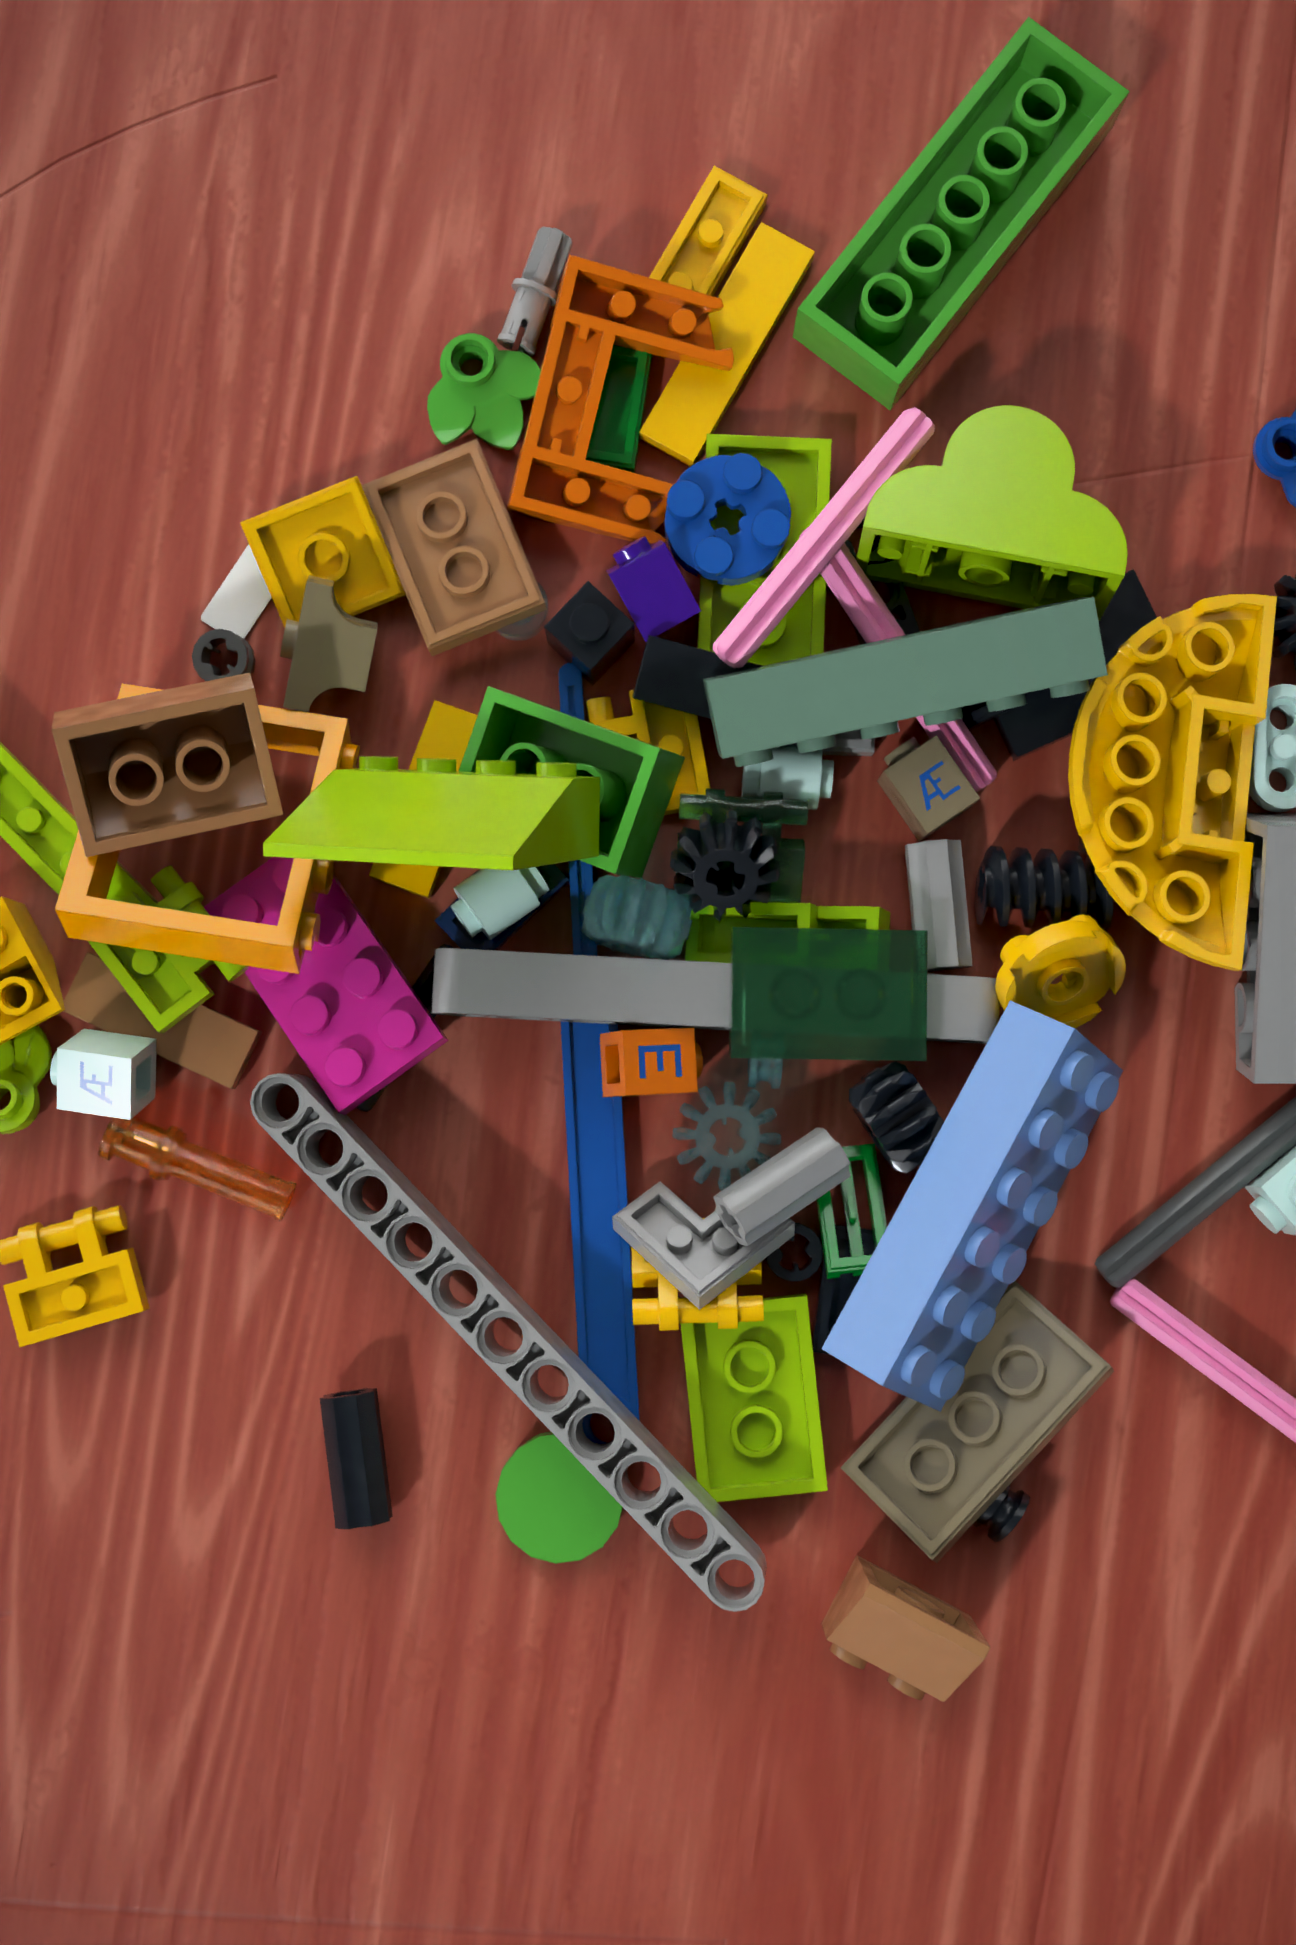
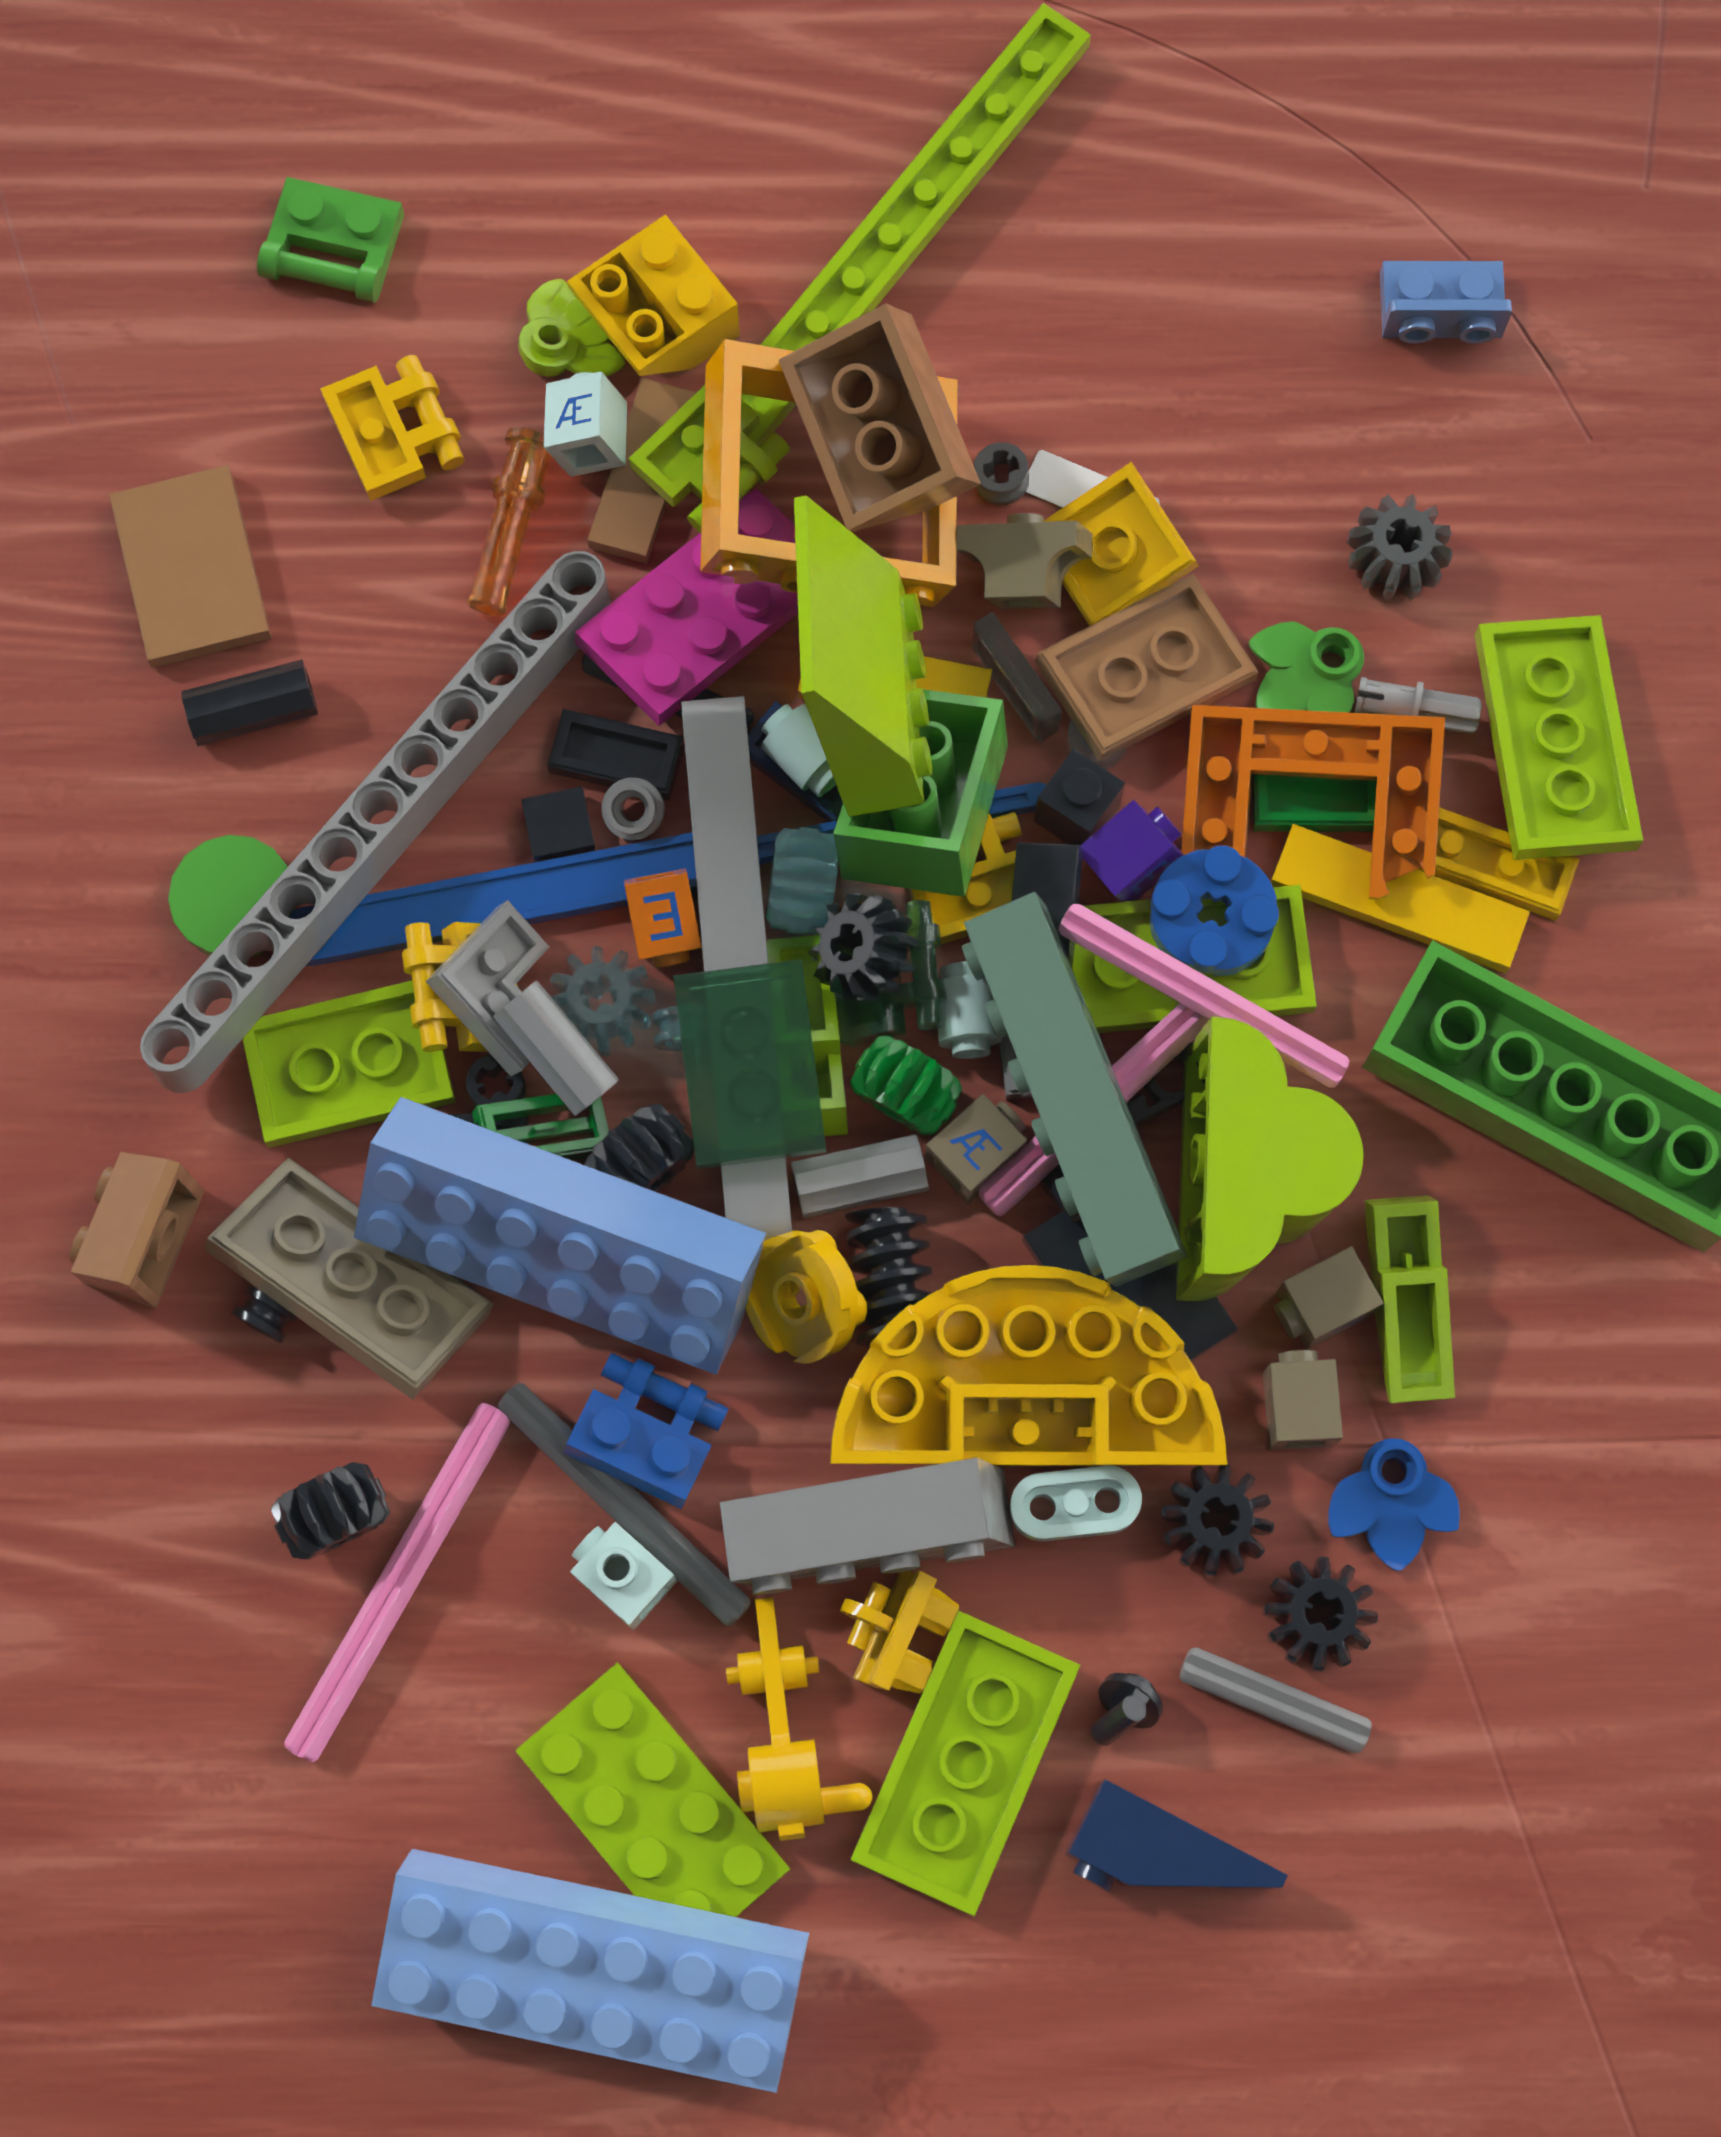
camera: 80 degrees right, 10 degrees down
(105, 189) = (1443, 300): none -> medium blue bracket
(192, 1505) = (190, 566): none -> medium nougat tile
(391, 276) = (1410, 531): none -> dark grey gear
(448, 676) = (1016, 677): none -> clear smoke tile
(464, 1089) = (611, 750): none -> black tile
(531, 1156) = (558, 824): none -> black tile
(545, 1084) = (614, 803): none -> light grey plate
(591, 159) = (1558, 737): none -> lime plate
(861, 846) = (906, 1085): none -> green gear
(1121, 475) = (1326, 1299): none -> dark tan brick
(1127, 401) = (1415, 1295): none -> lime slope
(1179, 1156) = (638, 1446): none -> blue plate
(1212, 1464) = (330, 1510): none -> black gear
(1215, 519) = (1302, 1401): none -> dark tan brick

